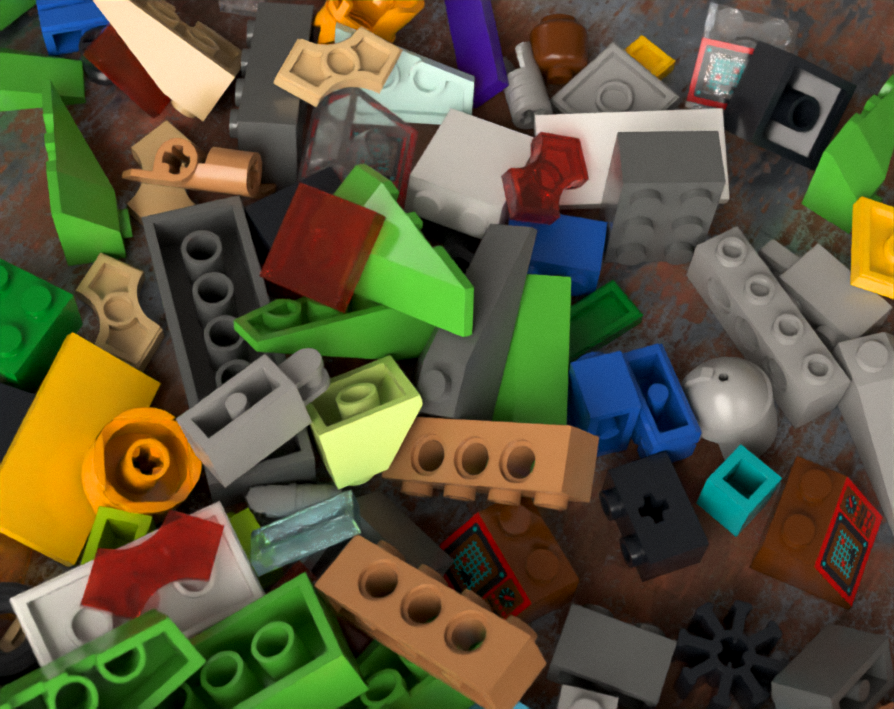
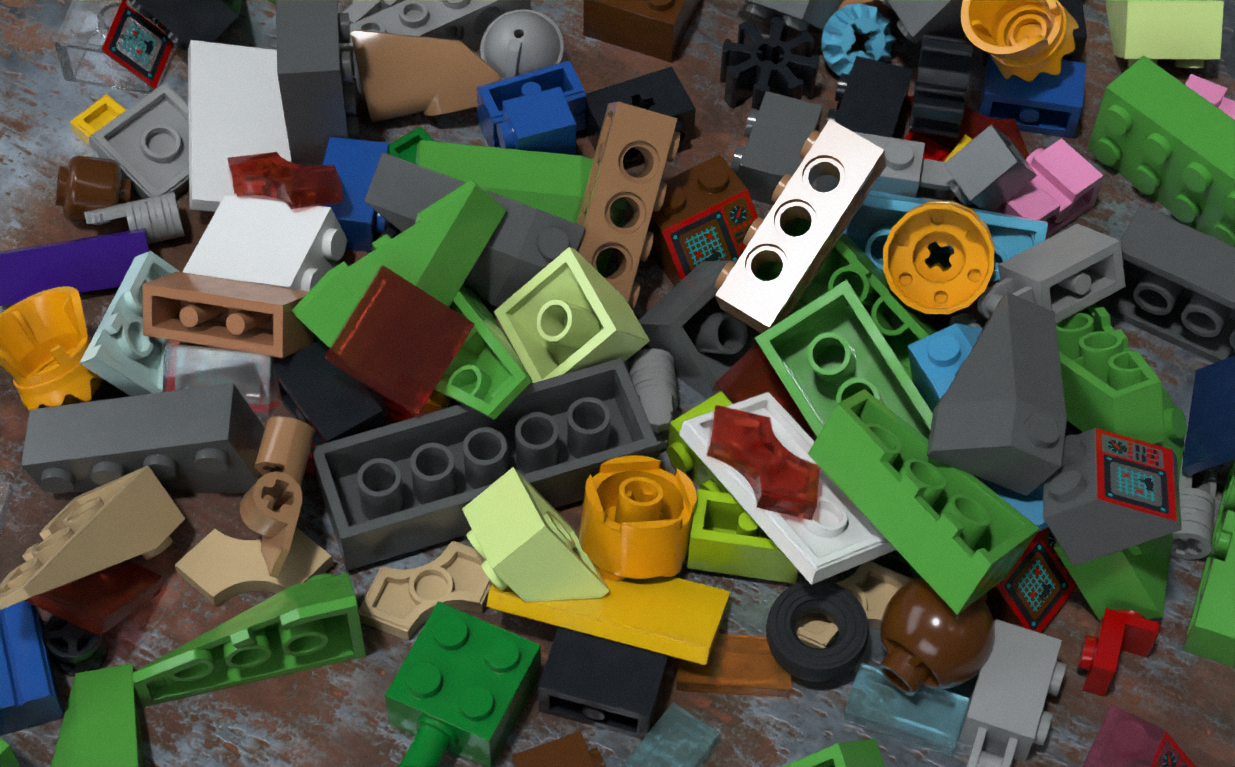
camera: 90 degrees left, 5 degrees down
(112, 367) = (529, 544): none -> yellowish green slope
(254, 413) = (599, 383): light grey brick -> none
(305, 532) = (709, 348): clear light blue tile -> none
(319, 69) = (157, 363): tan tile -> none
(393, 128) = (225, 314): none -> nougat brick
(689, 297) = (417, 74): none -> medium nougat panel
(738, 490) = (613, 47): teal brick -> none

